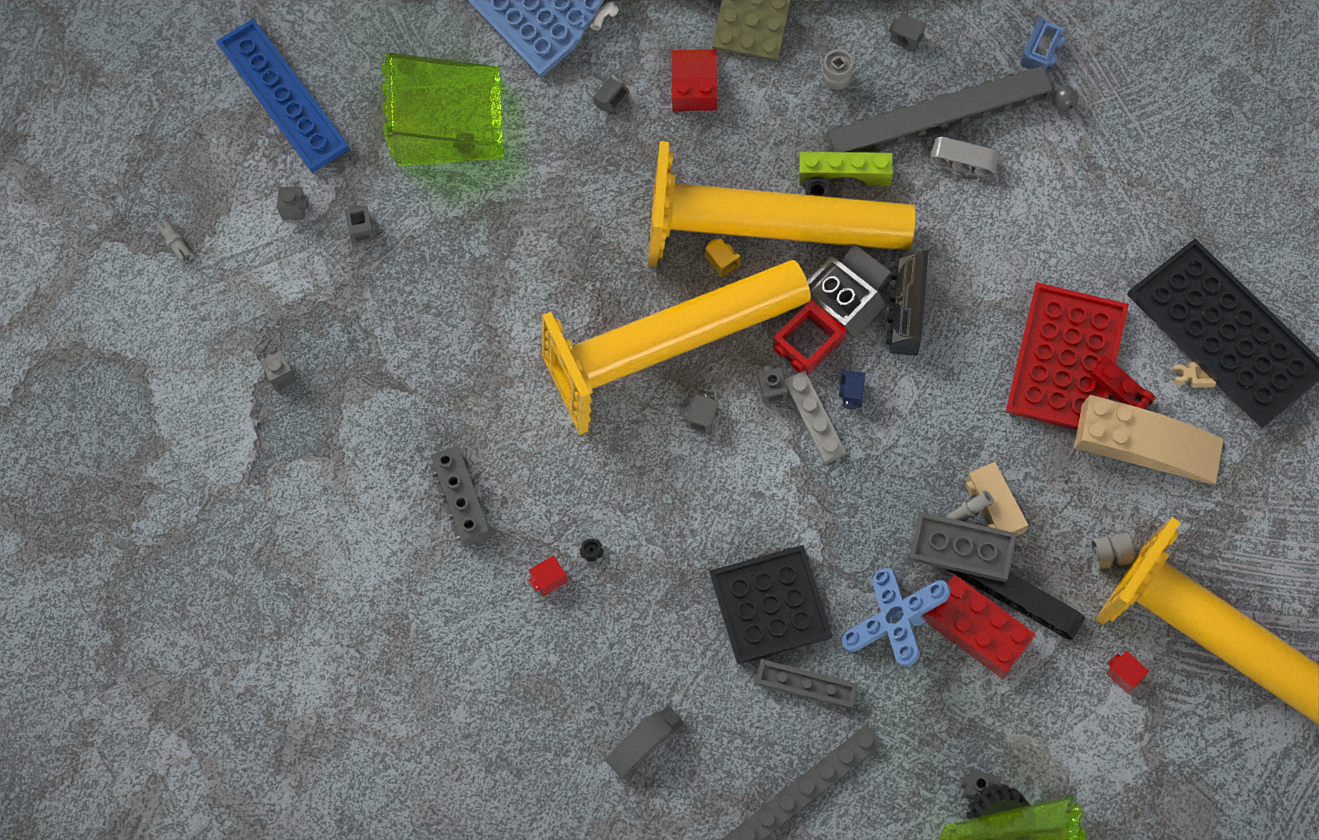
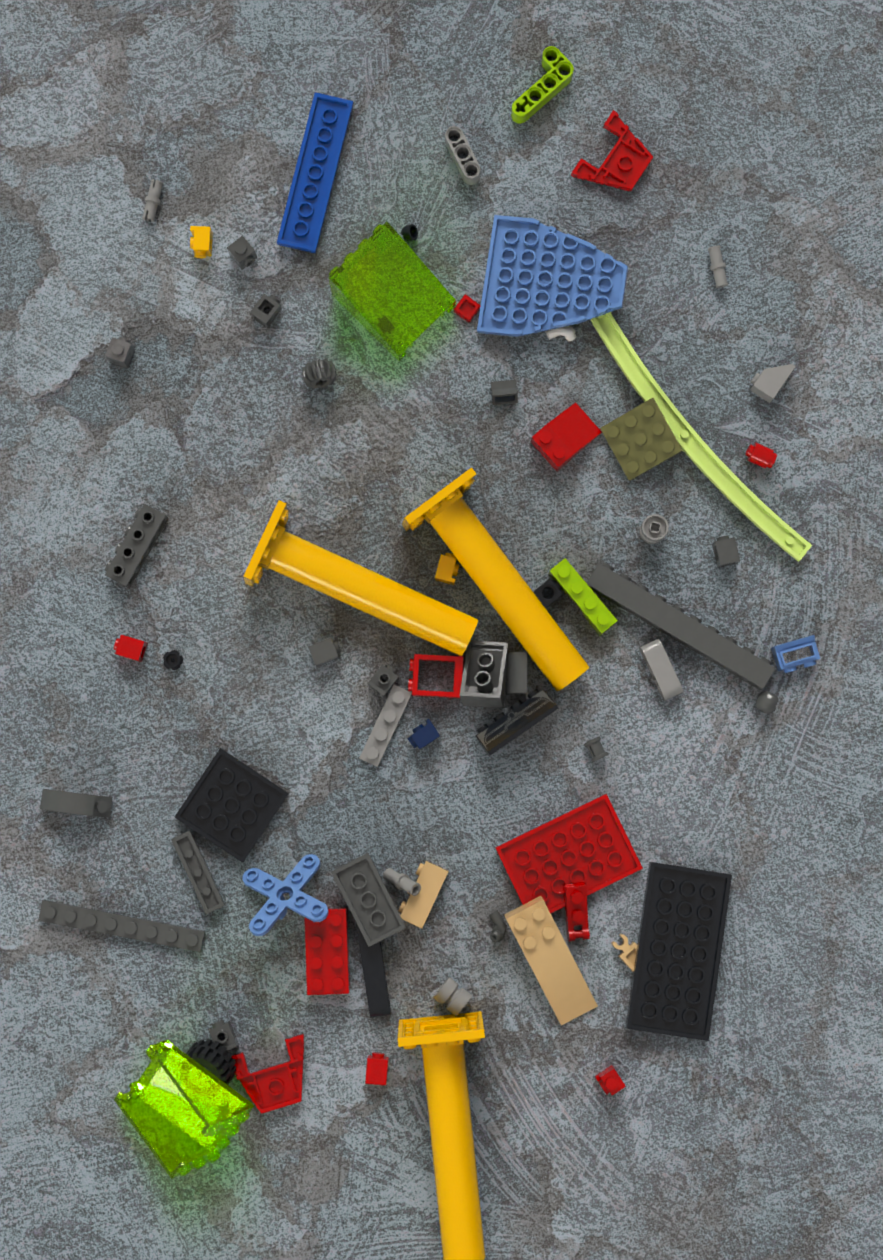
camera: 45 degrees right, 15 degrees up
(248, 228) = (202, 241): none -> yellow brick
(456, 222) = (319, 373): none -> dark grey gear
(512, 70) = (467, 308): none -> red tile
(988, 261) = (596, 749): none -> dark grey bush
(1068, 771) = (275, 1085): none -> red wing
(1081, 465) = (499, 927): none -> dark grey arm
(1301, 478) = (610, 1080): none -> red brick

